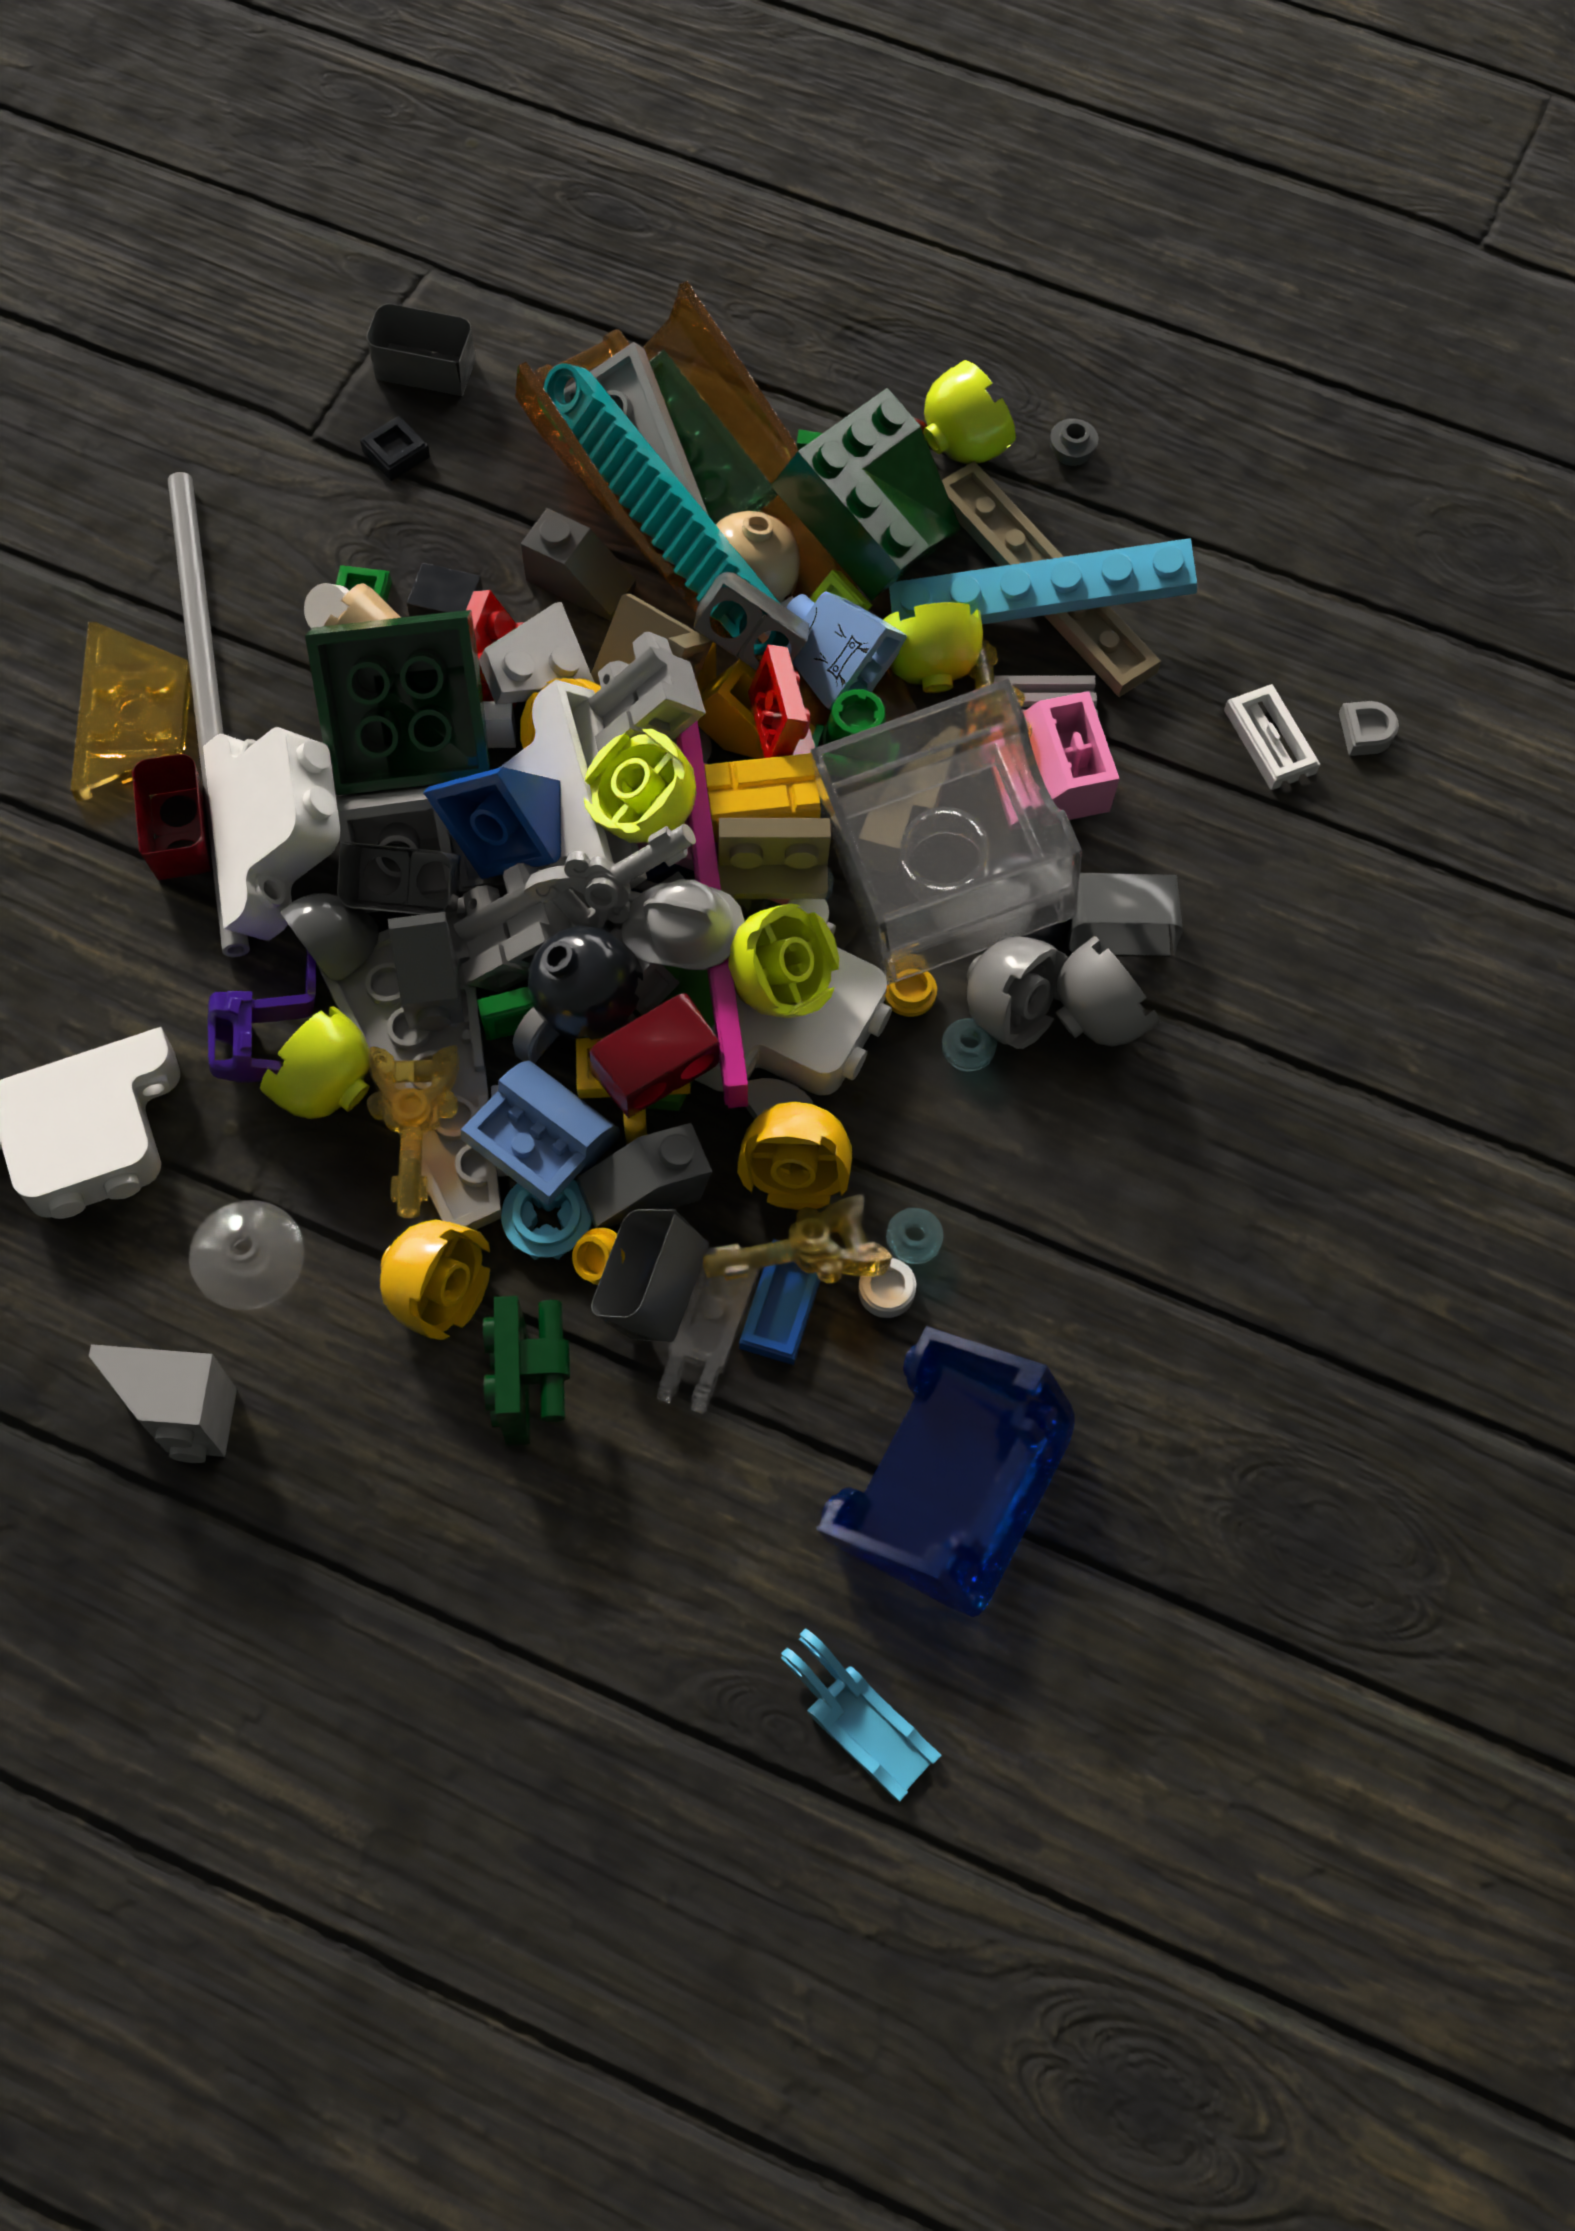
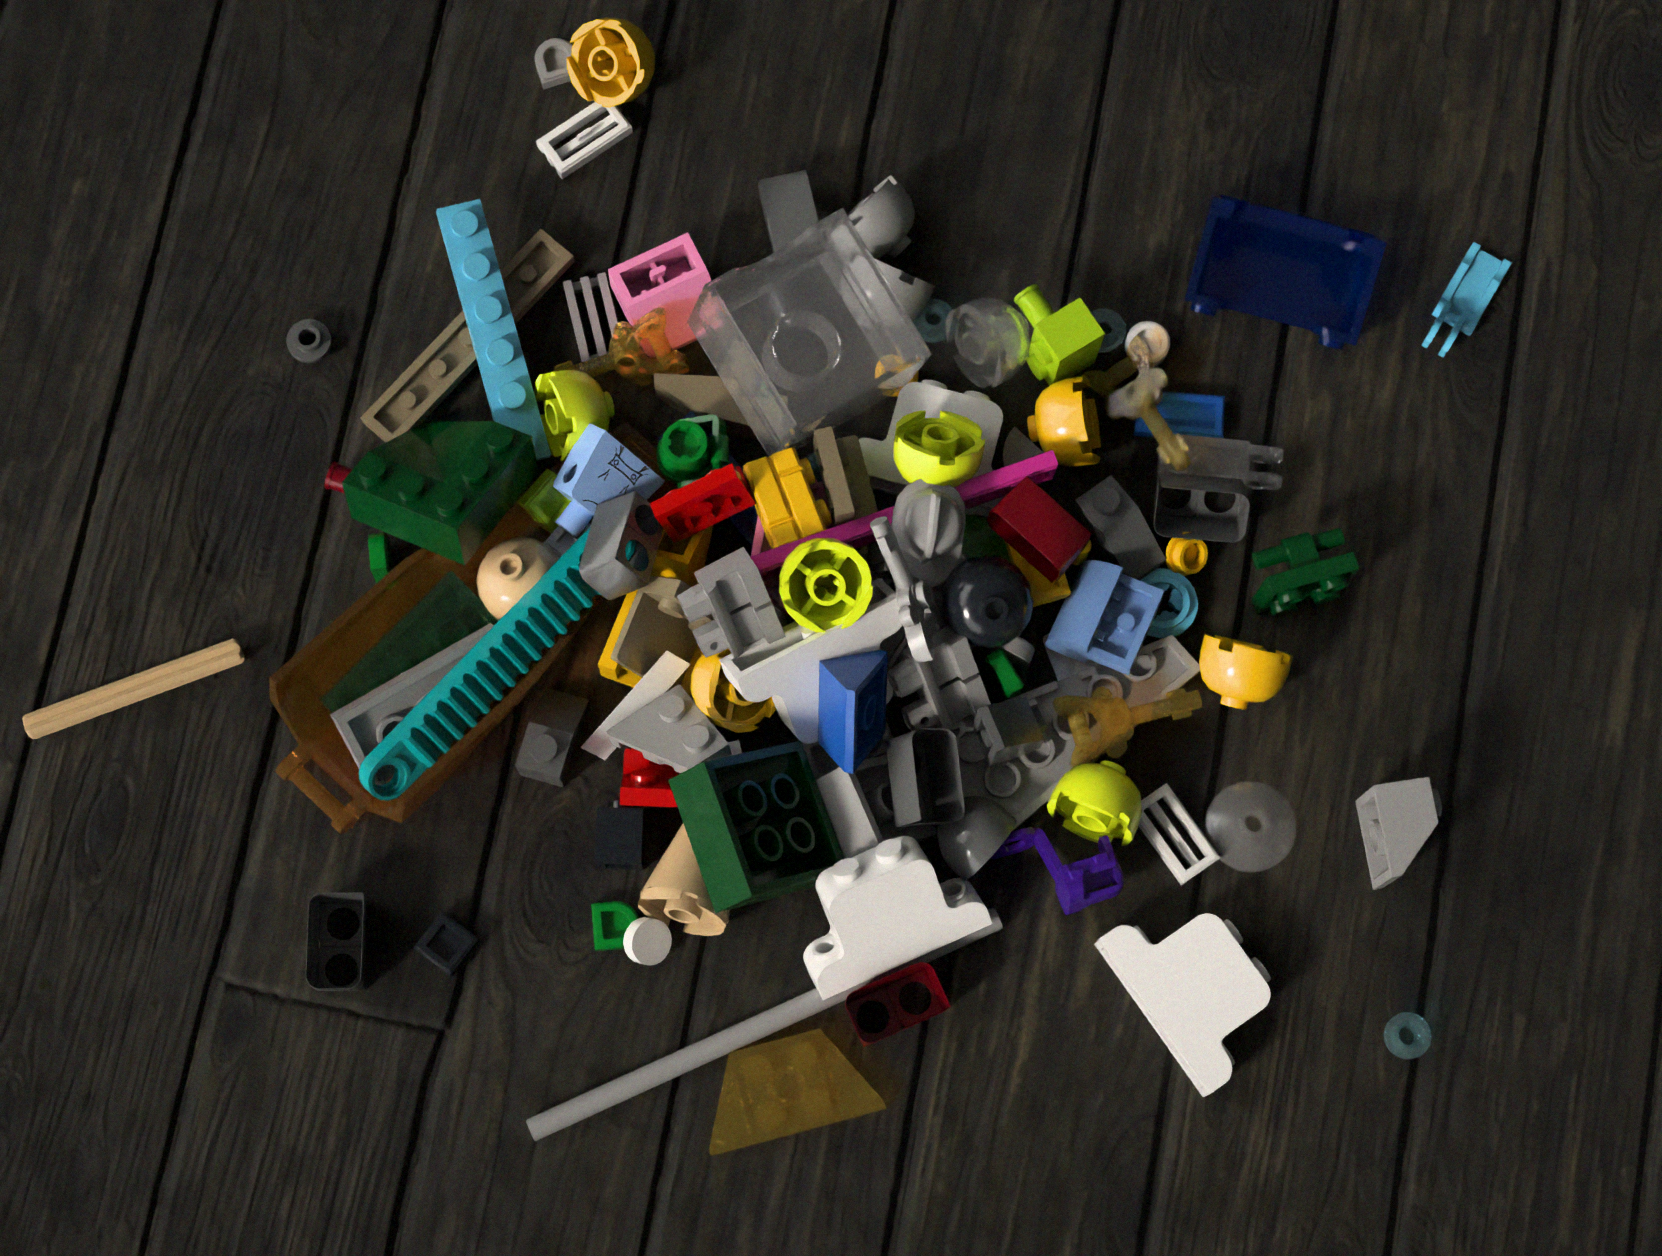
camera: 105 degrees left, 10 degrees up
(272, 1180) = (1189, 825): none -> white tile
(594, 644) = (650, 687): none -> white sticker
(737, 246) = (133, 688): none -> tan axle
(904, 1161) = (1061, 340): none -> lime brick
(924, 1087) = (989, 339): none -> clear cylinder
(965, 418) = (322, 429): neon yellow cylinder -> none
(1356, 764) = (610, 61): none -> yellow cylinder

